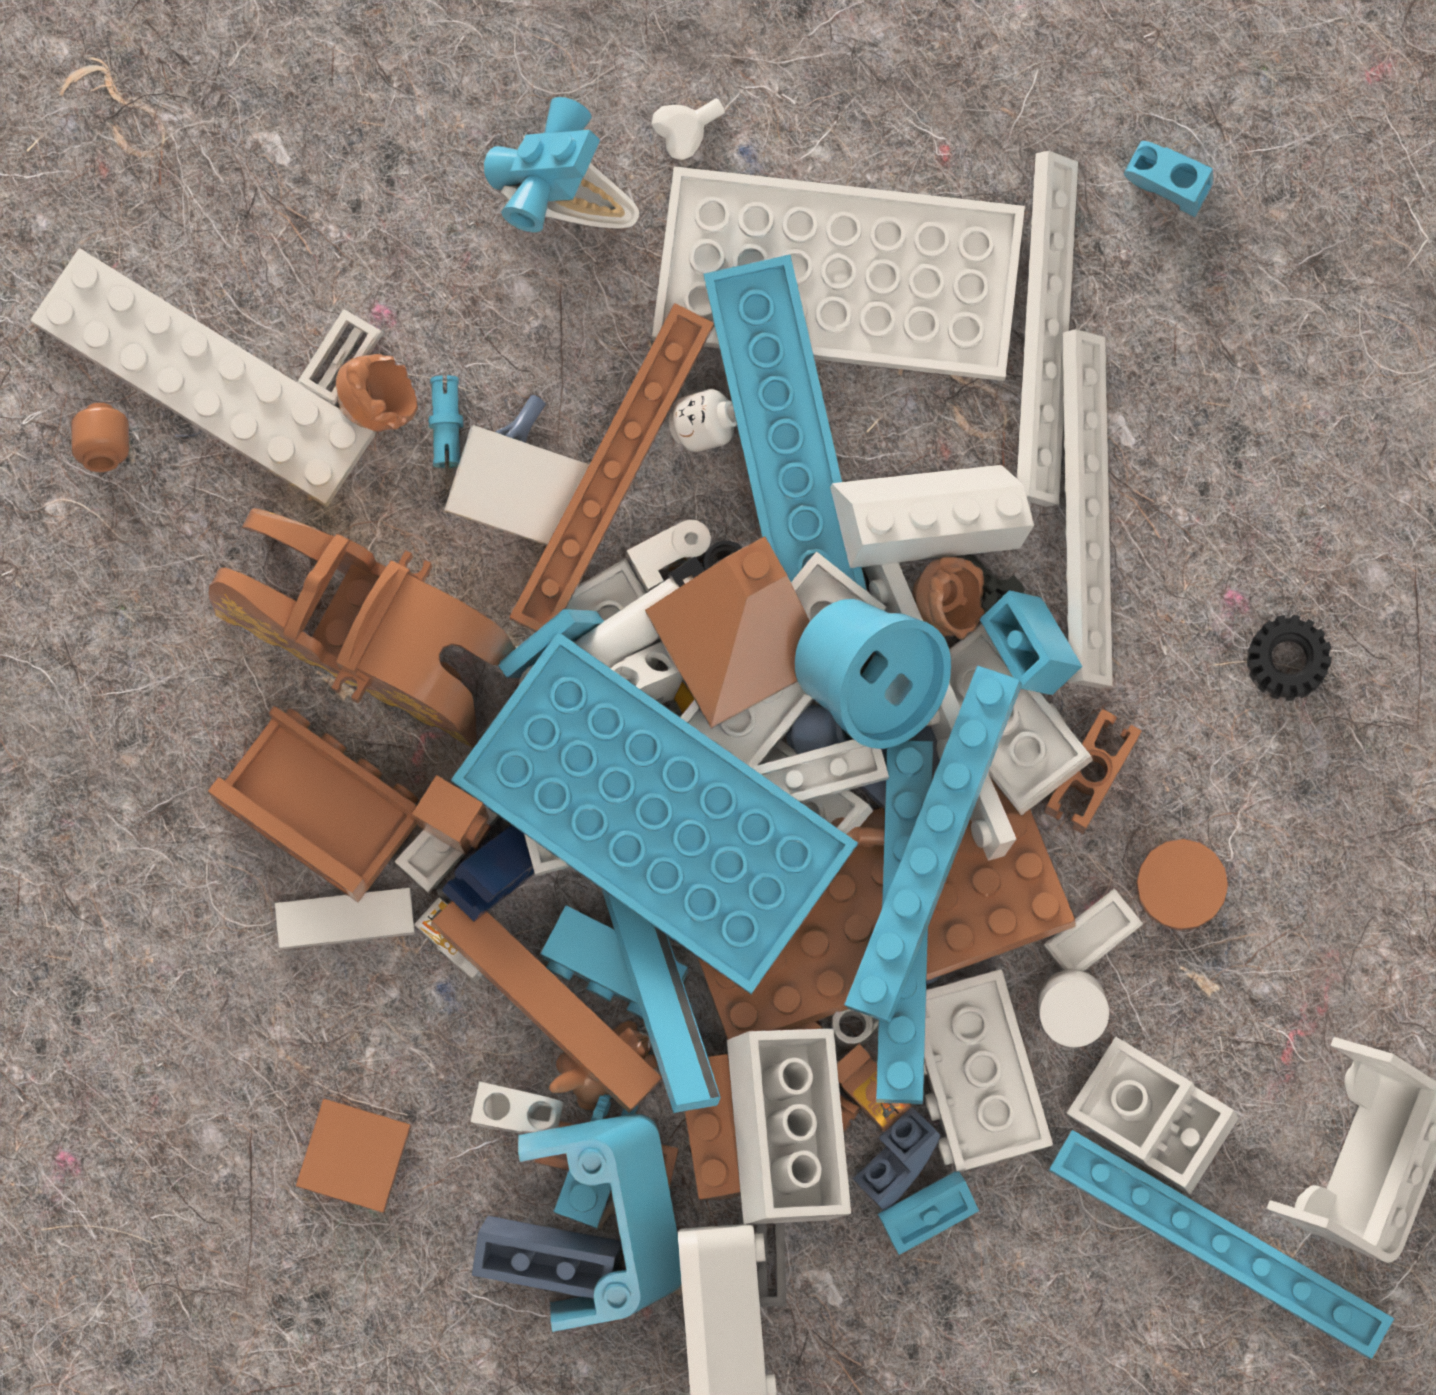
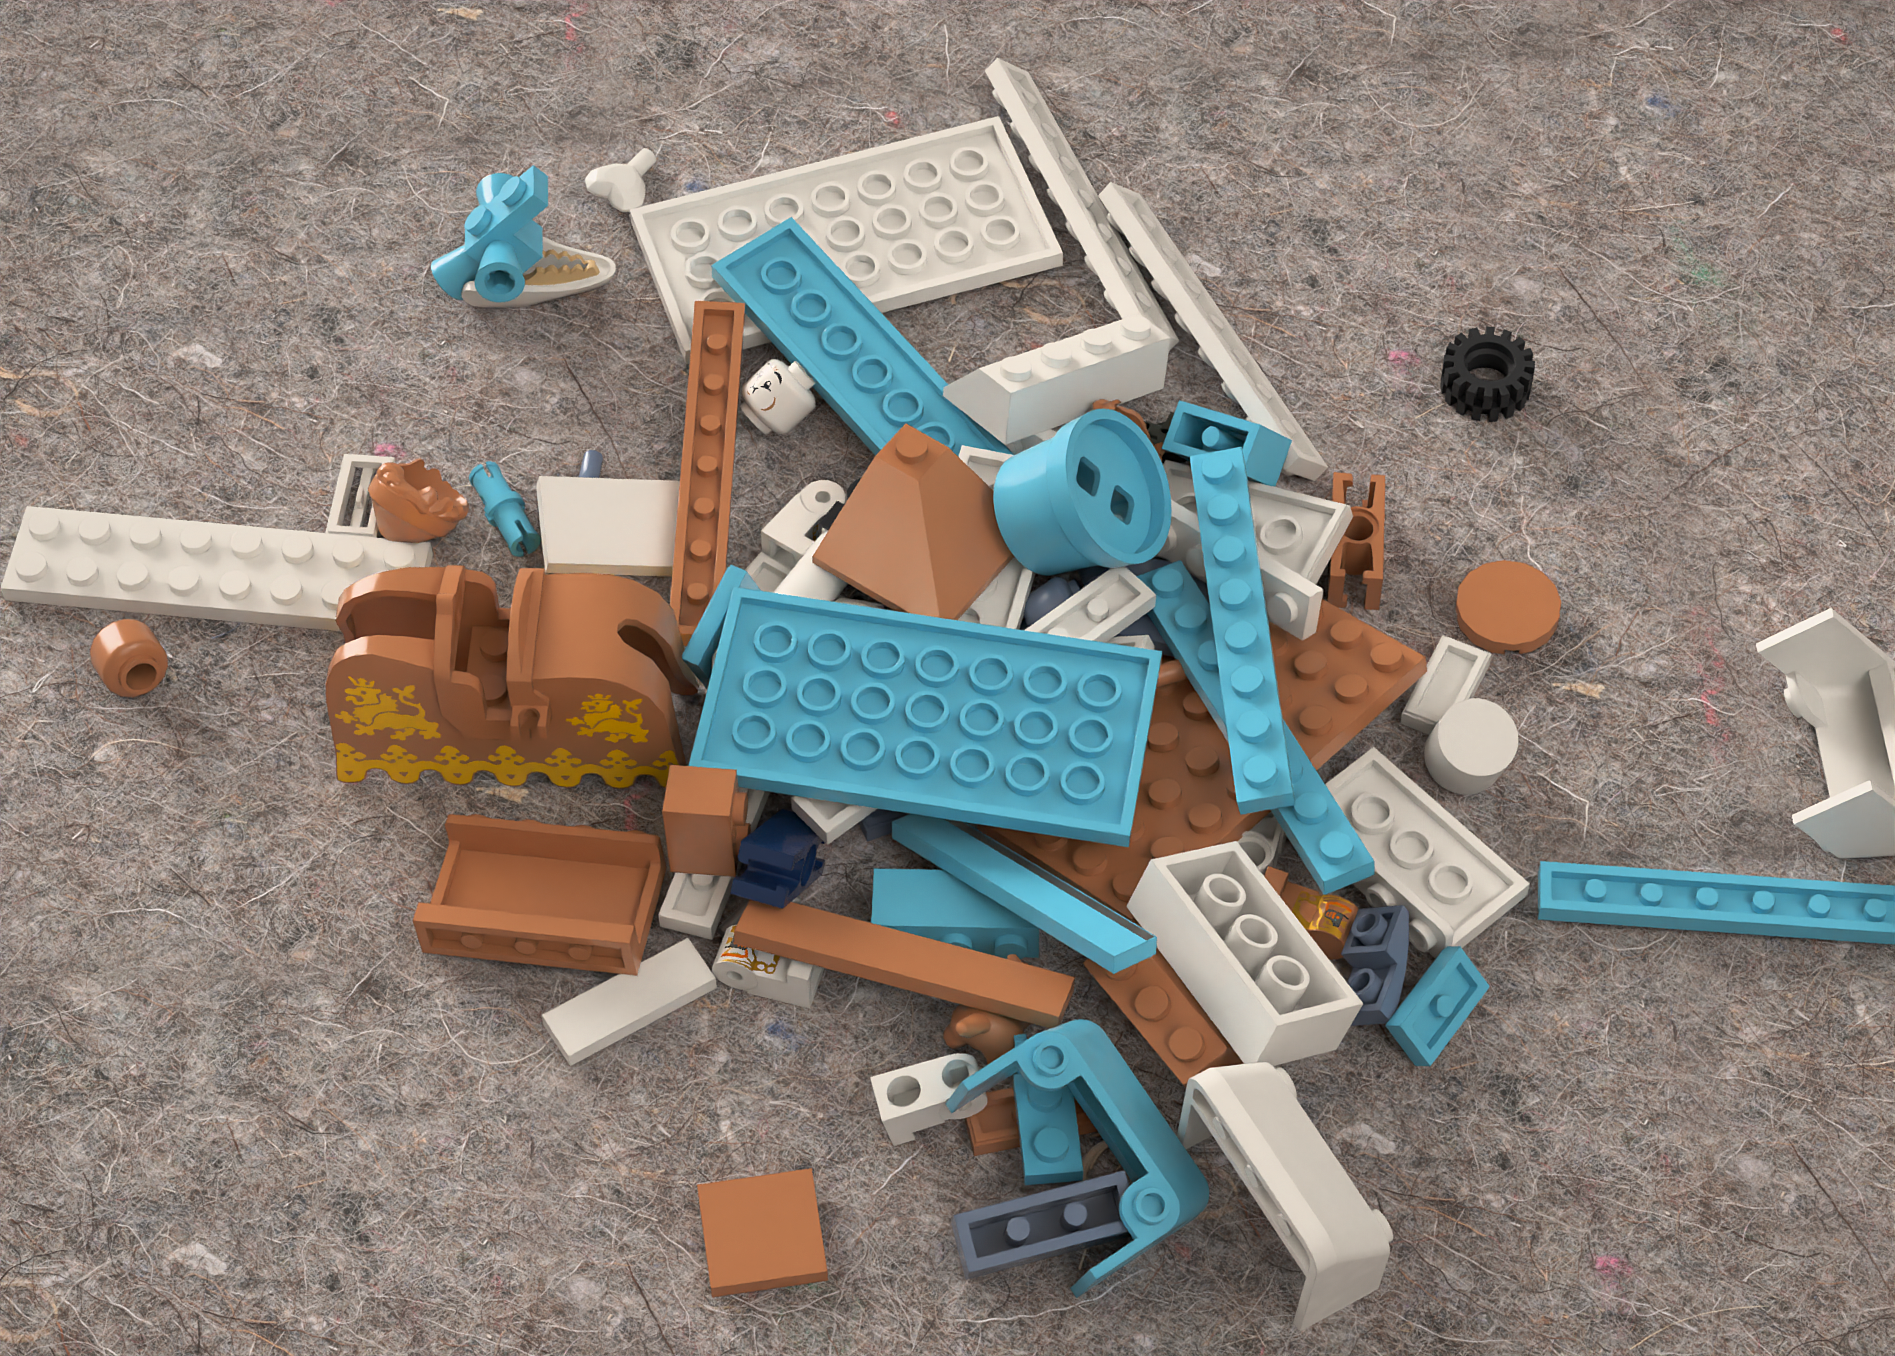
camera: 30 degrees left, 25 degrees down
(1153, 1115) = (1614, 813): white slope -> none
(1170, 176) = (1124, 46): medium azure leg -> none

